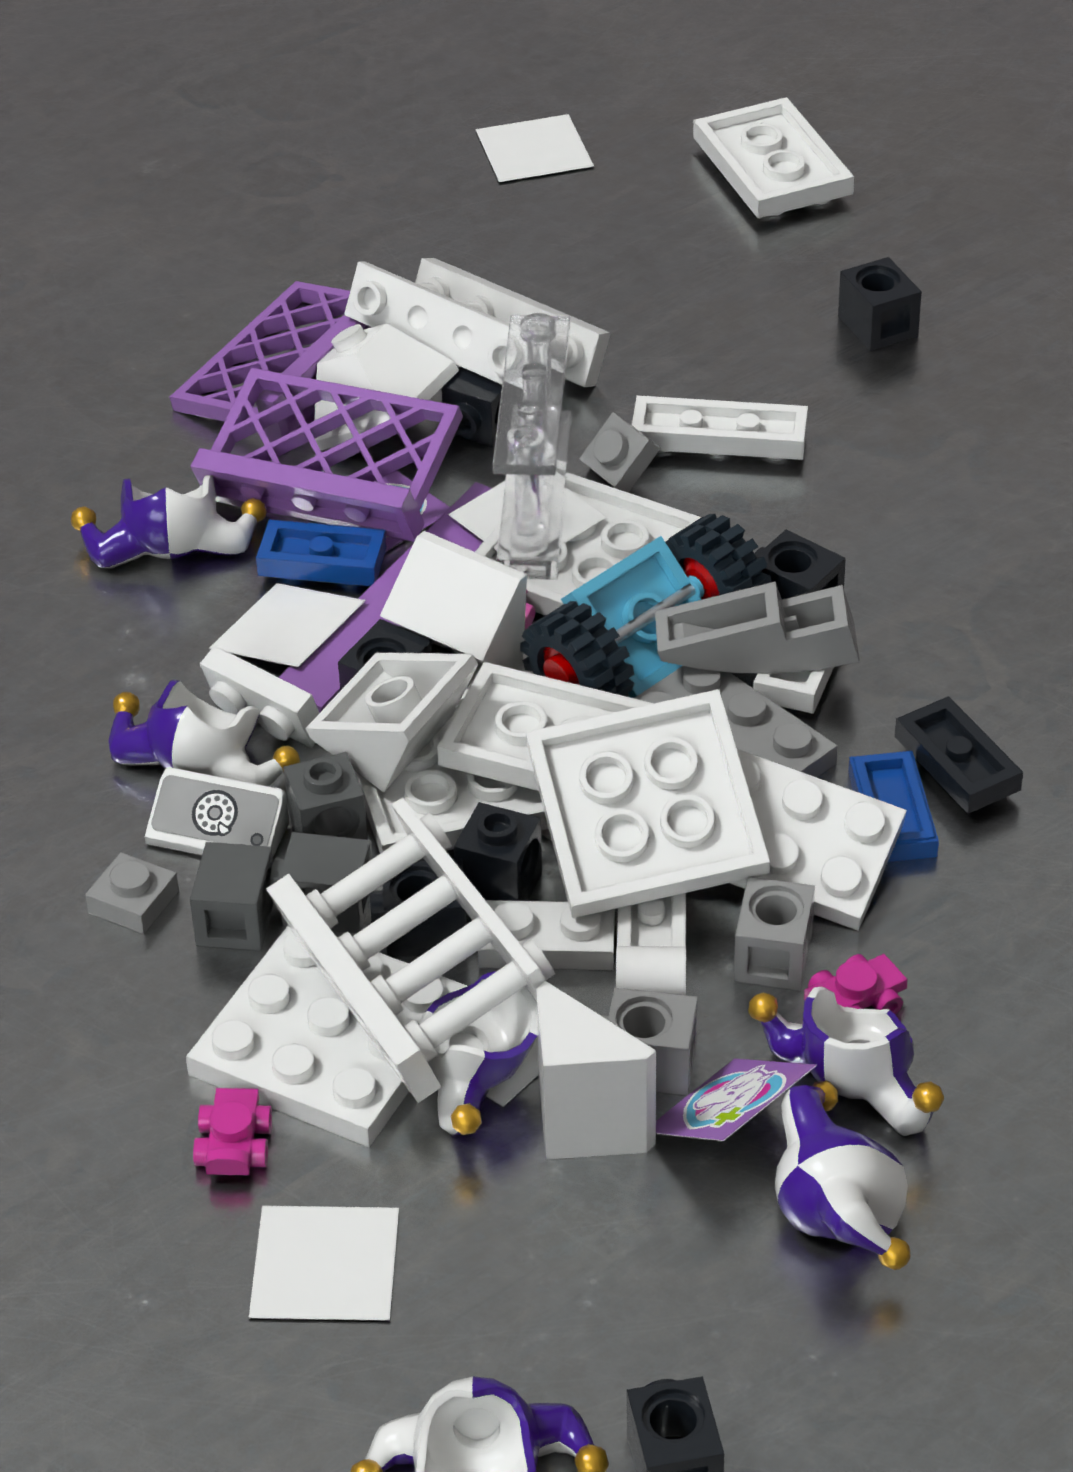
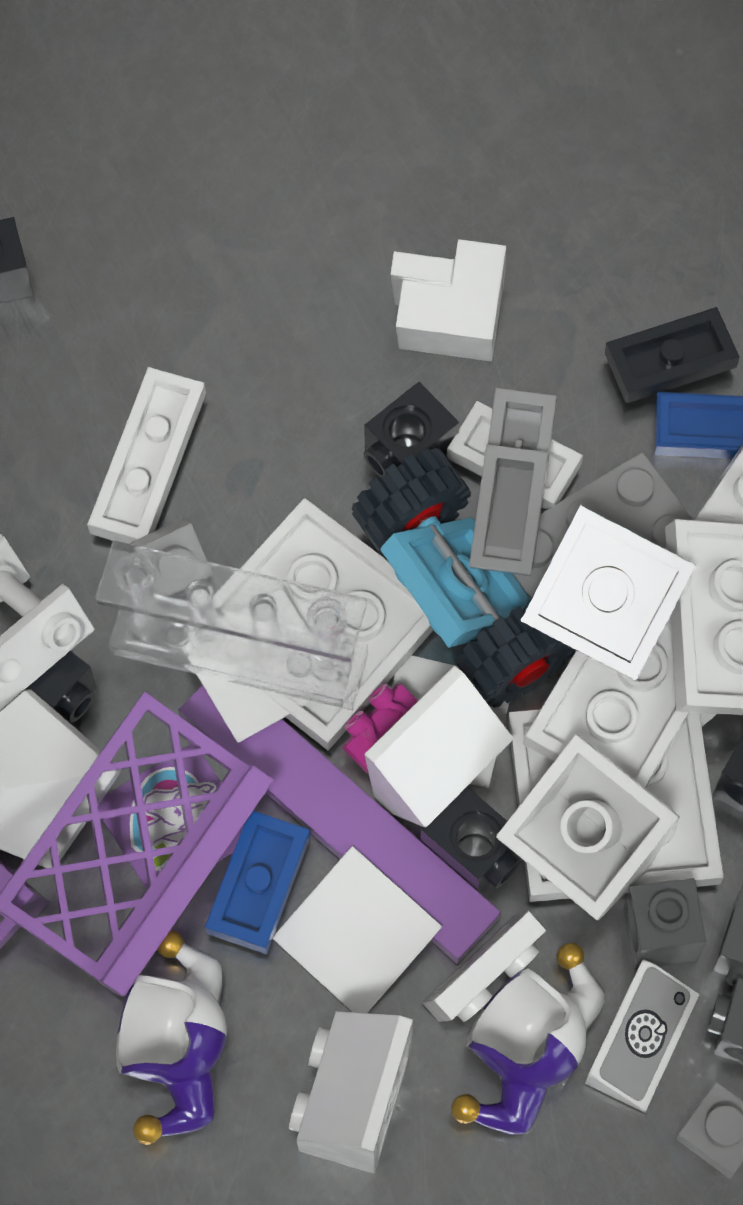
camera: 80 degrees left, 25 degrees up
(127, 629) = (354, 1088): none -> white slope
(624, 651) = (608, 592): none -> plate
(944, 569) = (450, 304): none -> white plate

